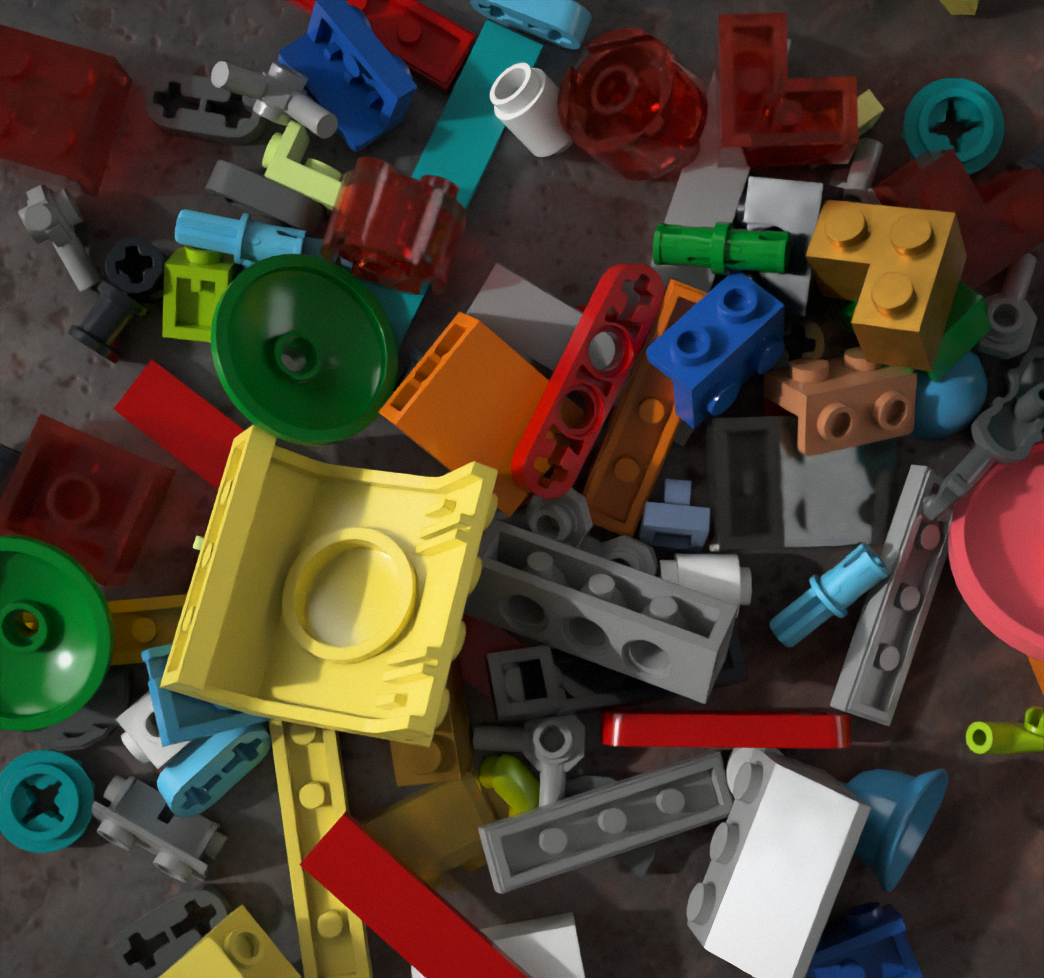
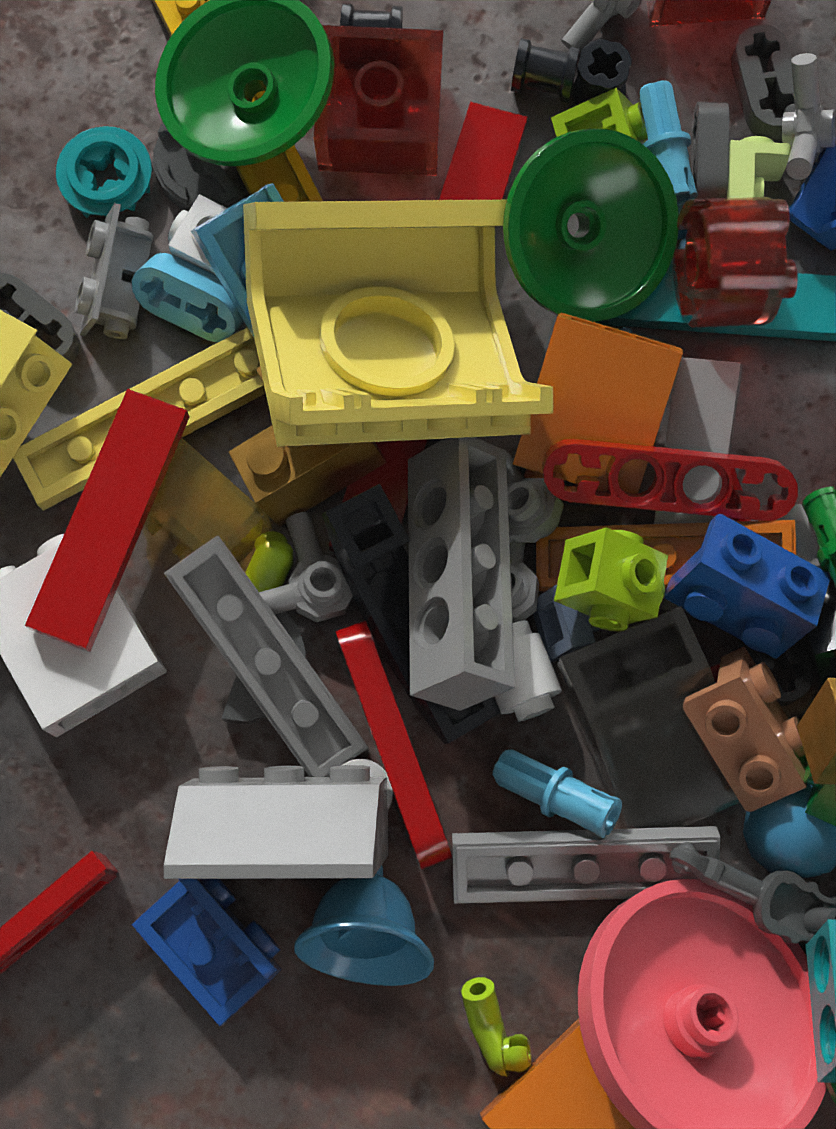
camera: 70 degrees right, 10 degrees down
(665, 473) = (611, 578): none -> lime brick

